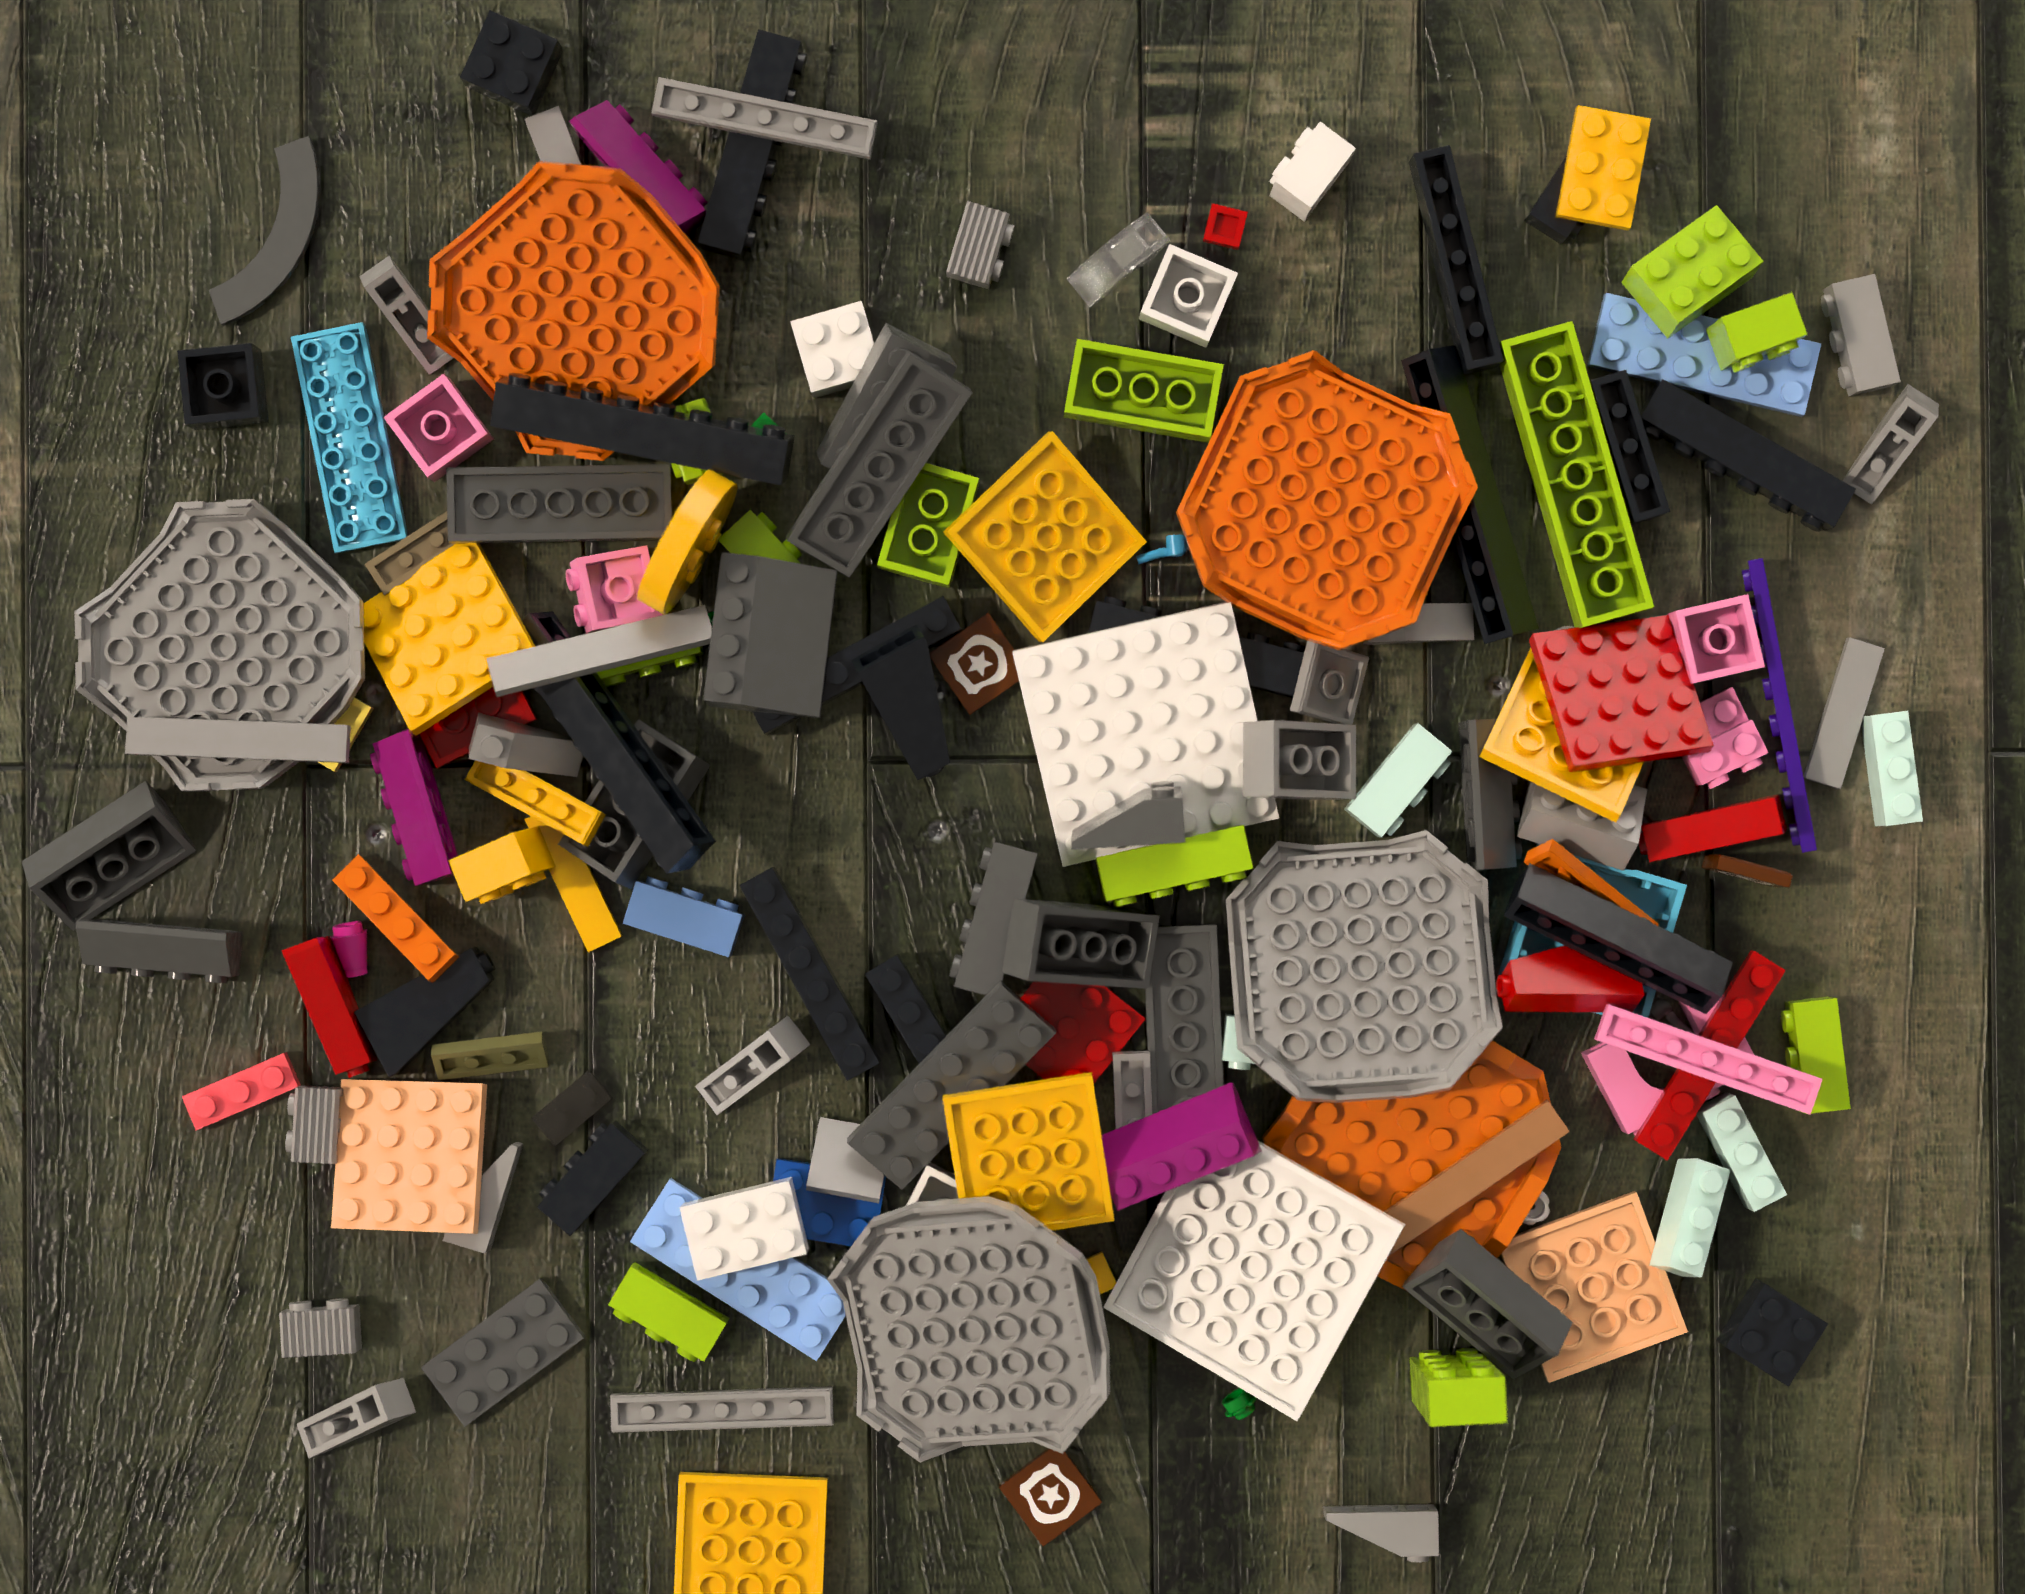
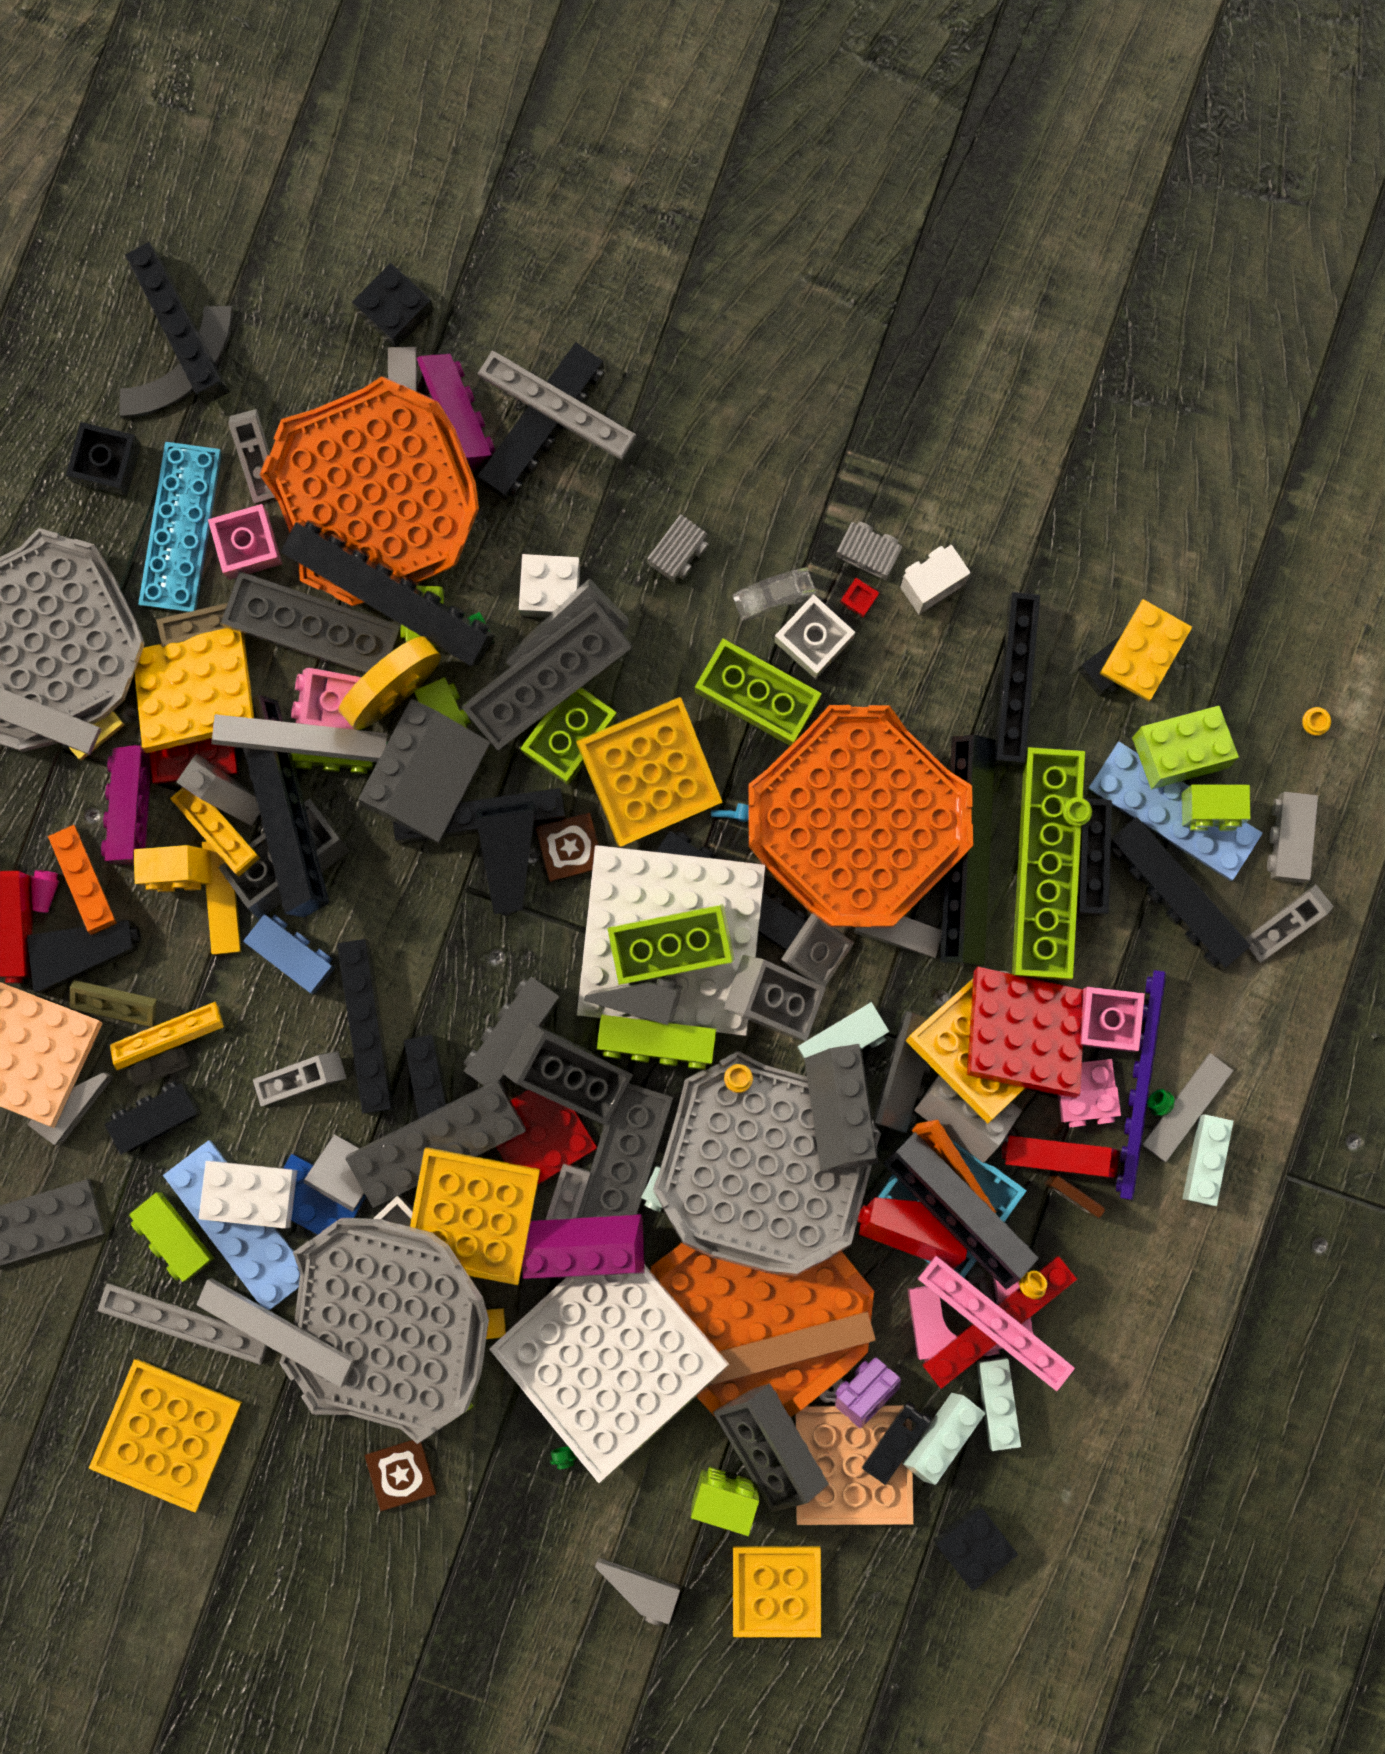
camera: 25 degrees right, 5 degrees down
(250, 182) = (177, 323): none -> black brick
(570, 1071) = (166, 1035): none -> yellow tile
(839, 1381) = (276, 1332): none -> light grey tile
(1151, 741) = (671, 944): none -> lime brick
(1216, 162) = (869, 550): none -> light grey brick
(1290, 874) = (738, 1078): none -> yellow plate
(1429, 867) = (841, 1108): none -> dark grey slope
(1552, 1469) = (776, 1591): none -> yellow plate
(1578, 1196) = (867, 1391): none -> medium lavender brick
(1589, 399) = (1077, 811): none -> lime plate
(1634, 1244) = (895, 1443): none -> black plate
(1738, 997) = (1033, 1284): none -> yellow plate
(1810, 718) = (1161, 1102): none -> green plate
(1818, 1048) = (1081, 1349): lime brick -> none
(1839, 181) = (1316, 721): none -> yellow plate

